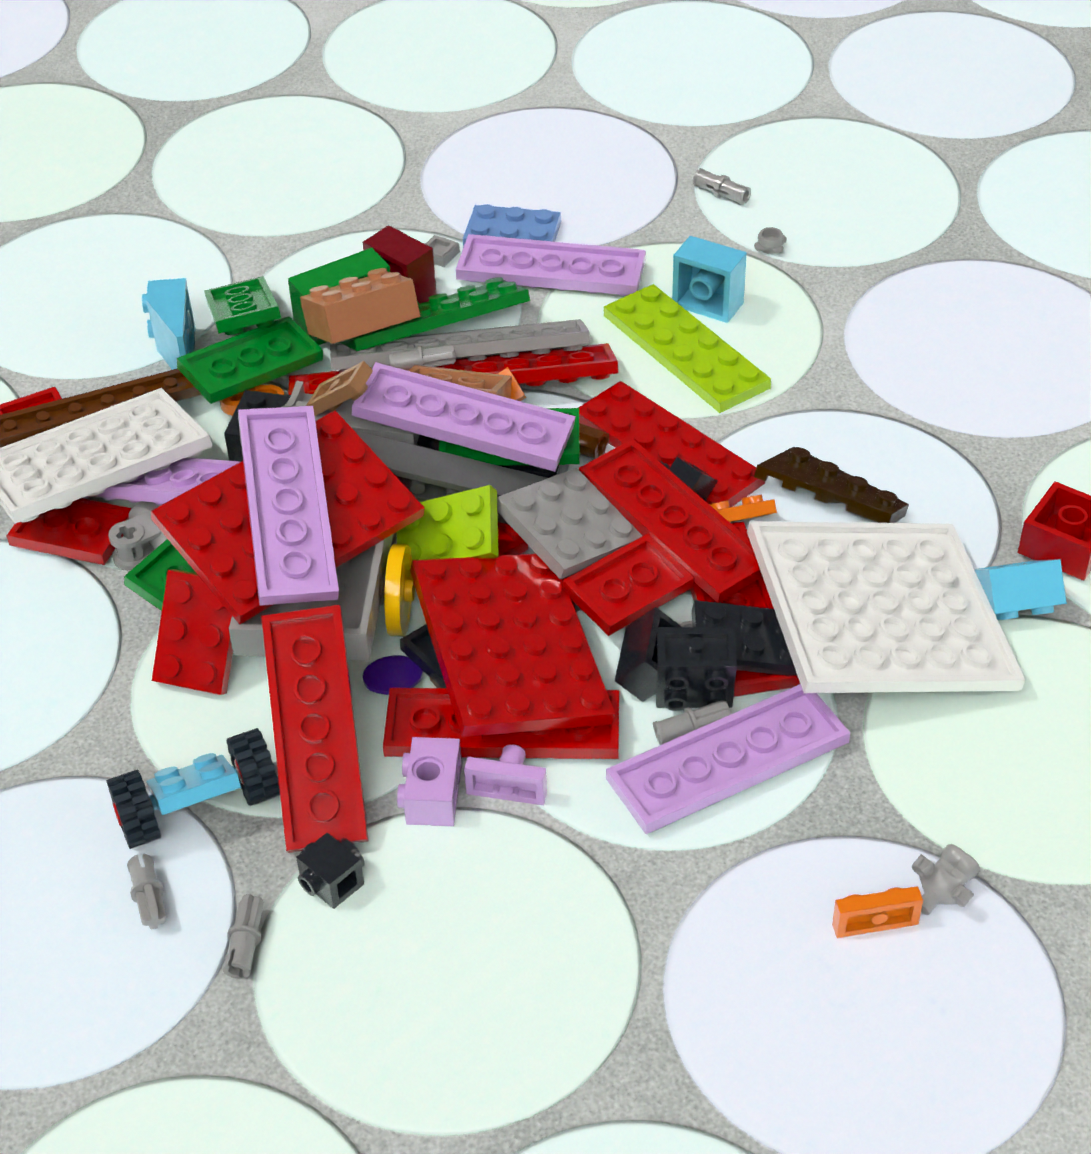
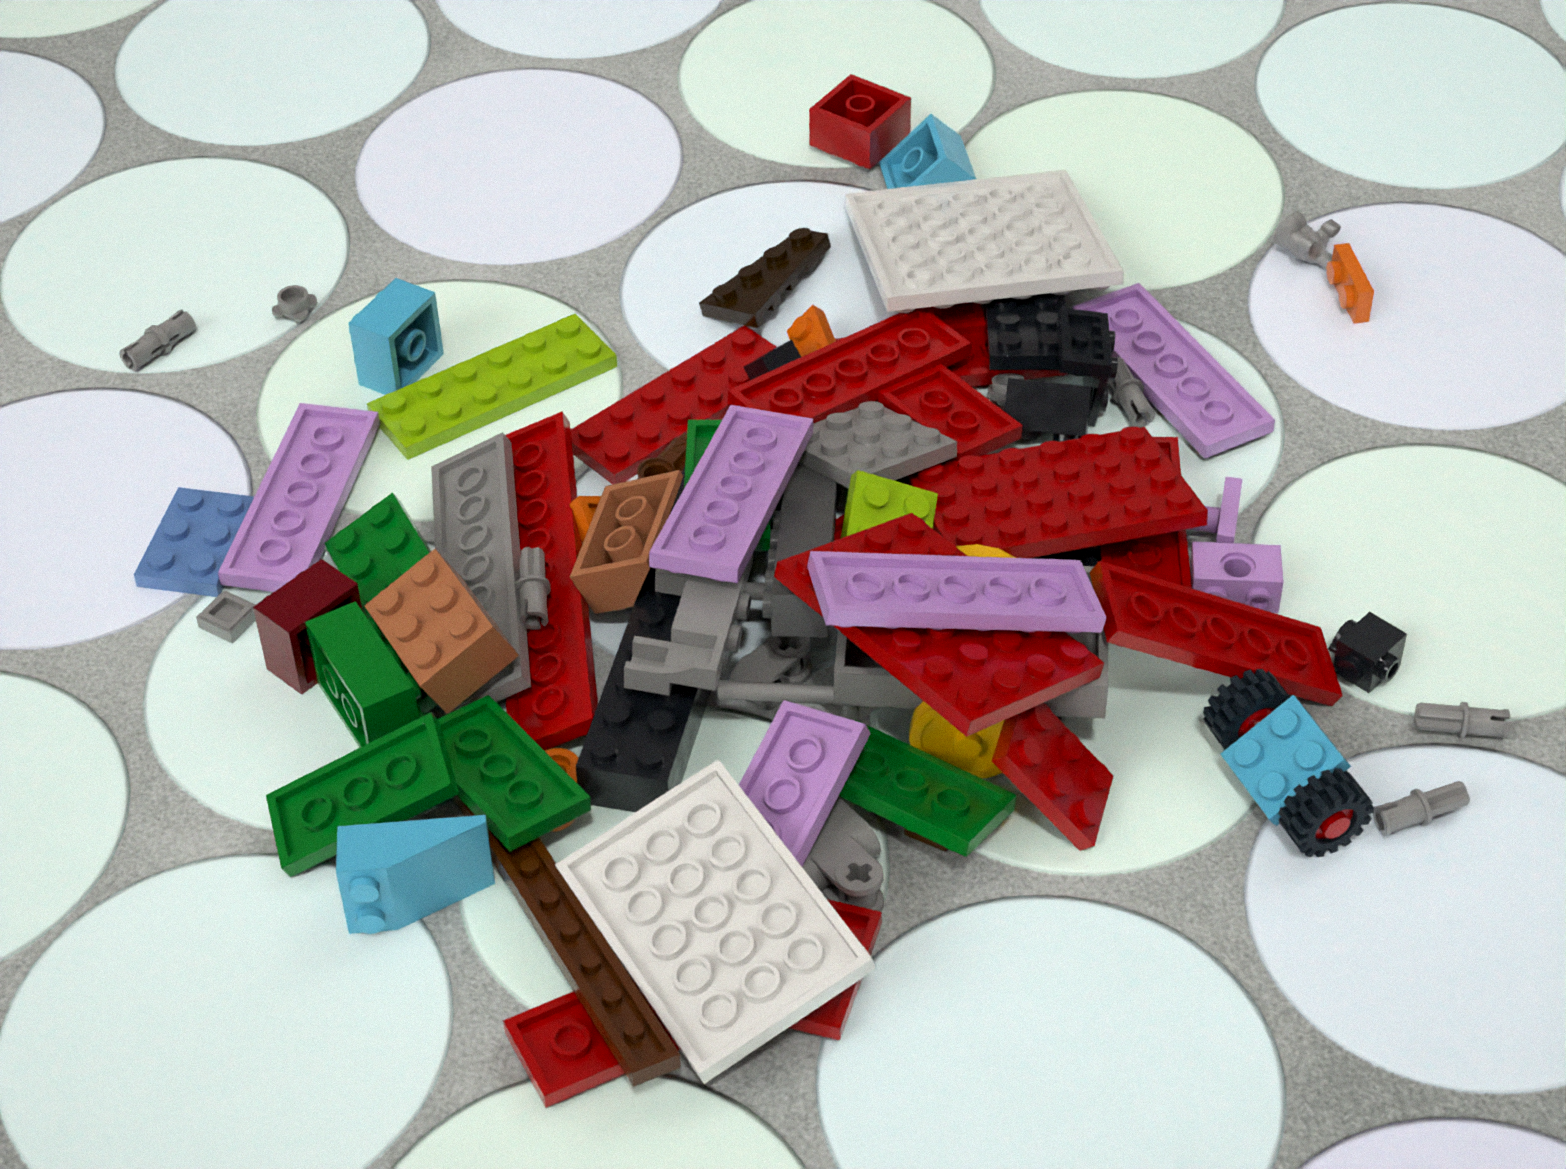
camera: 90 degrees left, 0 degrees up
(340, 388) = (705, 581): medium nougat plate -> none

